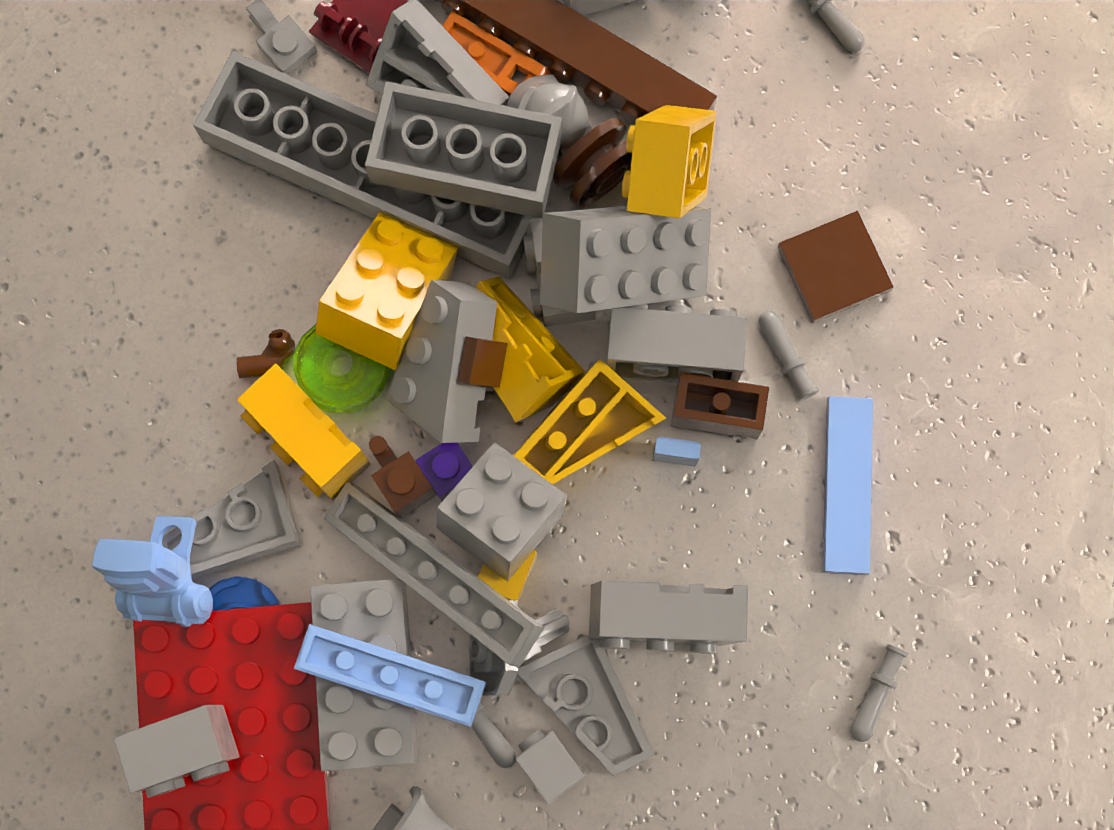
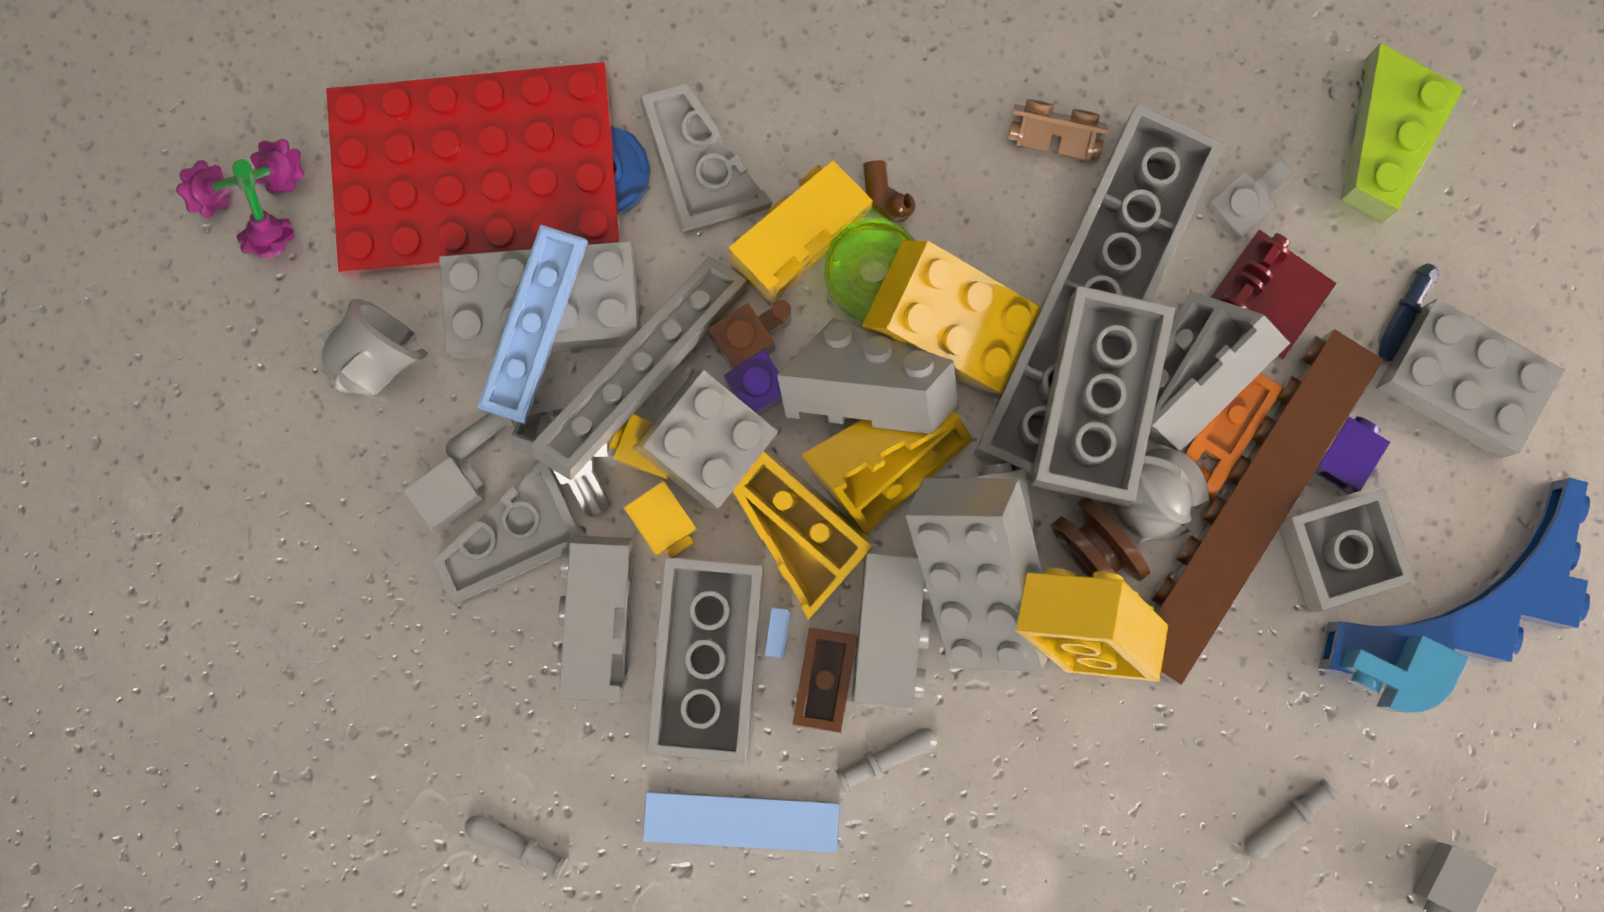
camera: 90 degrees right, 5 degrees up
(153, 579) = (638, 80): light blue piece -> none
(180, 746) = (460, 109): light grey brick -> none
(215, 186) = (1076, 131): none -> medium nougat hinge
(482, 362) = (864, 417): reddish brown tile -> none
(575, 557) = (662, 521): none -> yellow brick
(704, 513) = (705, 660): none -> light grey brick
(835, 266) = (989, 816): reddish brown tile -> none

